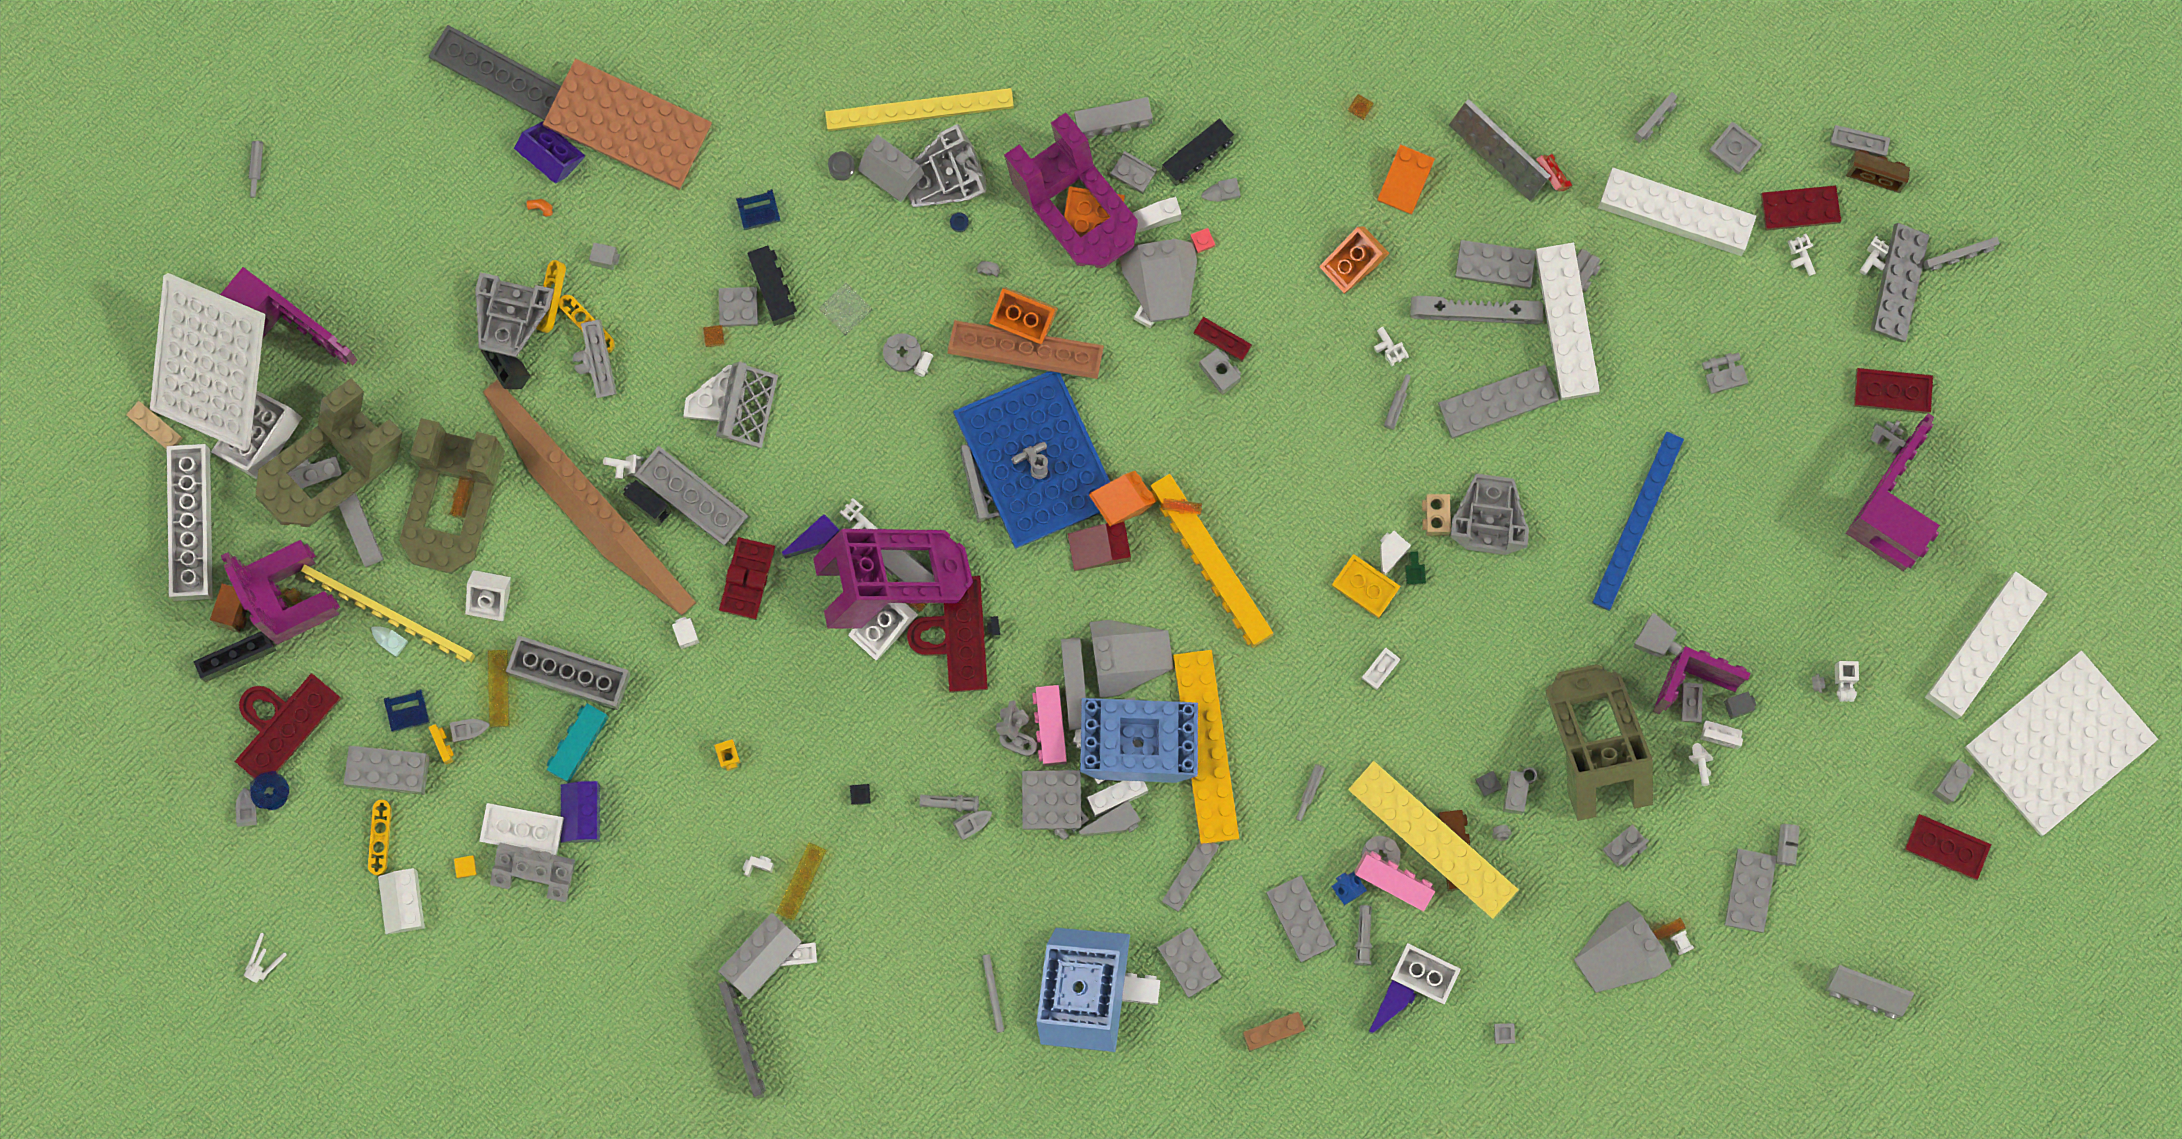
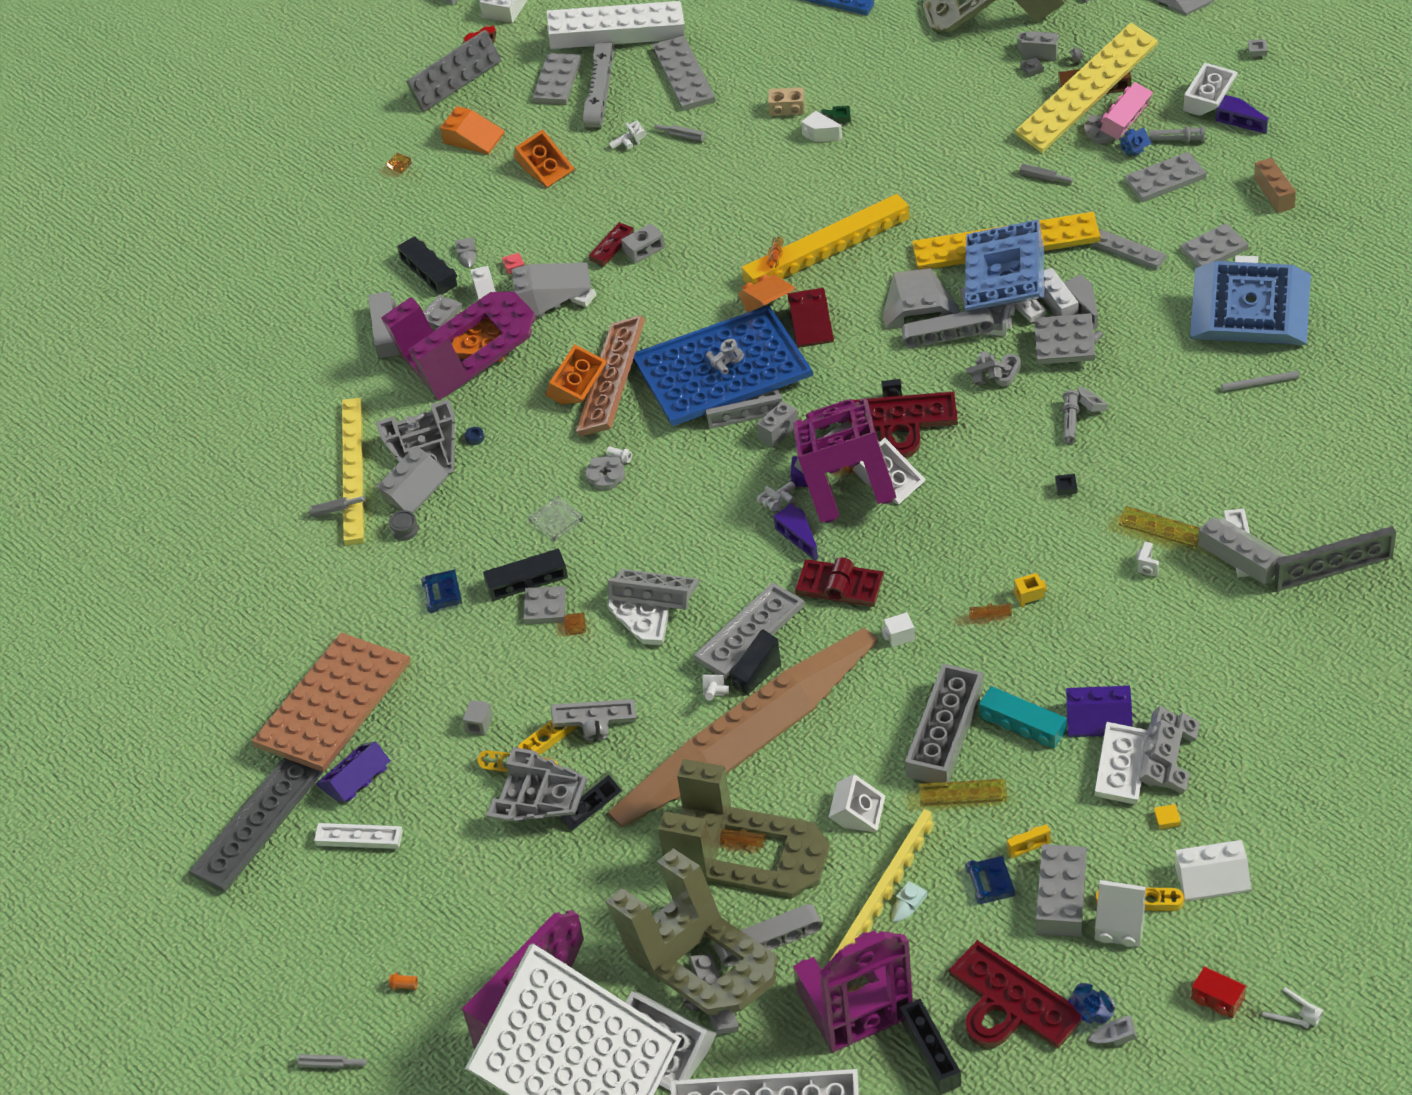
camera: 80 degrees left, 30 degrees down
(228, 610) = (872, 1049): dark orange brick -> none
(278, 896) = (1218, 992): none -> red brick
(328, 219) = (403, 981): none -> orange pin
(348, 817) = (1120, 913): none -> white slope
(467, 729) = (1010, 817): light grey plate -> none
(480, 164) = (358, 836): none -> white plate
(540, 204) = (410, 780): orange arm -> none
(705, 717) = (990, 611): none -> clear orange pin
(865, 92) = (334, 505): none -> light grey axle
(951, 515) = (777, 424): none -> light grey brick
(988, 268) = (525, 406): light grey plate -> none
(1051, 725) = (966, 347): bright pink brick -> none
(1366, 586) = (851, 144): yellow plate -> none
(1381, 668) = (928, 132): white plate -> none
(1491, 517) = (791, 68): light grey wedge -> none

